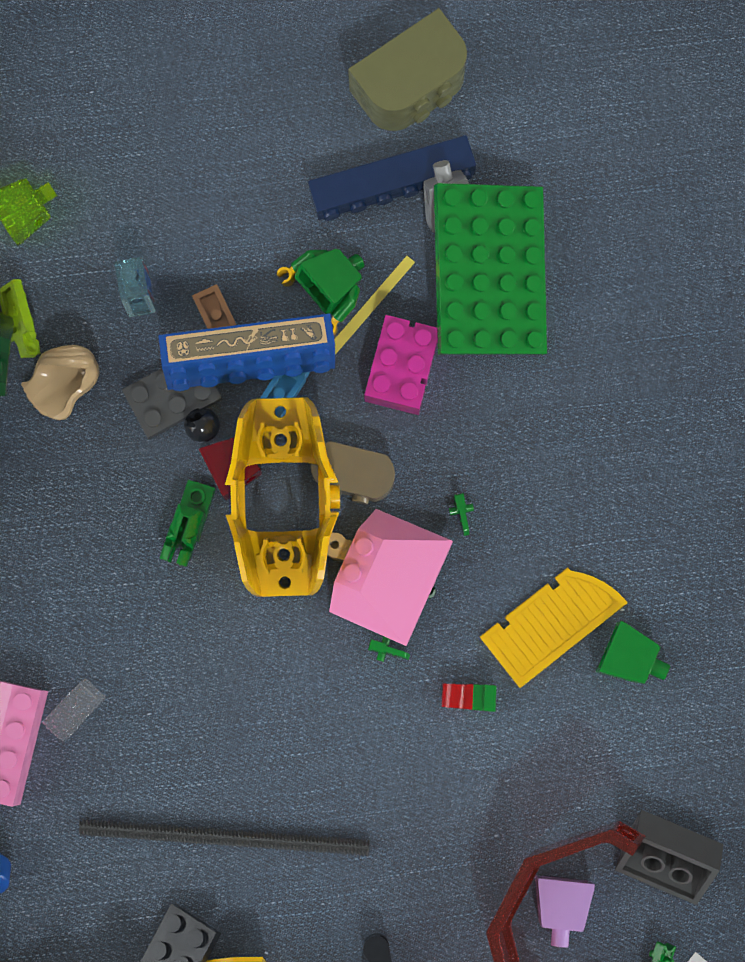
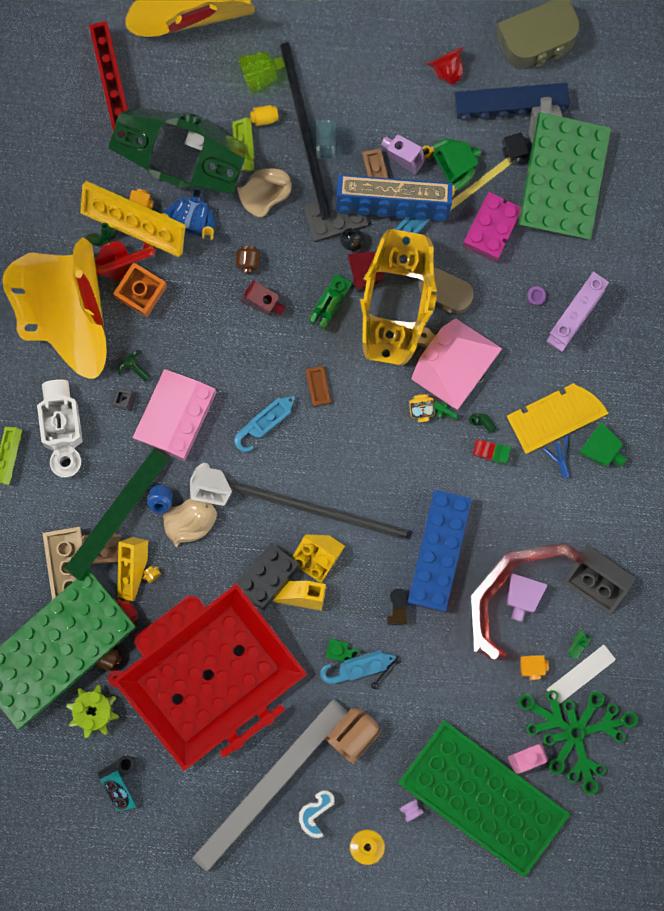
camera: 10 degrees right, 0 degrees up
(40, 271) = (264, 115): none -> yellow brick
(42, 896) = (189, 521): none -> tan piece
(55, 485) = (248, 259): none -> reddish brown head
(59, 839) = (209, 485): none -> white torso
(73, 710) = (232, 407): clear slope -> none
(74, 536) = (254, 298): none -> dark red torso
(104, 281) = (305, 130): none -> black axle
(126, 721) = (265, 421): none -> dark azure plate
(195, 651) = (318, 386): none -> dark orange tile
(243, 909) = (317, 555): none -> yellow slope
(253, 283) = (404, 153): none -> lavender torso
(291, 148) = (448, 67): none -> red piece
(353, 652) = (422, 407): none -> head
(410, 244) = (515, 148): none -> black brick
(423, 866) = (439, 551): none -> blue brick
(445, 651) = (482, 420): none -> dark green arm
(461, 509) = (511, 329): green piece -> none
(486, 451) = (536, 296): none -> medium lavender tile
(552, 464) = (577, 312): none -> lavender fence
(574, 688) = (562, 456): none -> blue plant

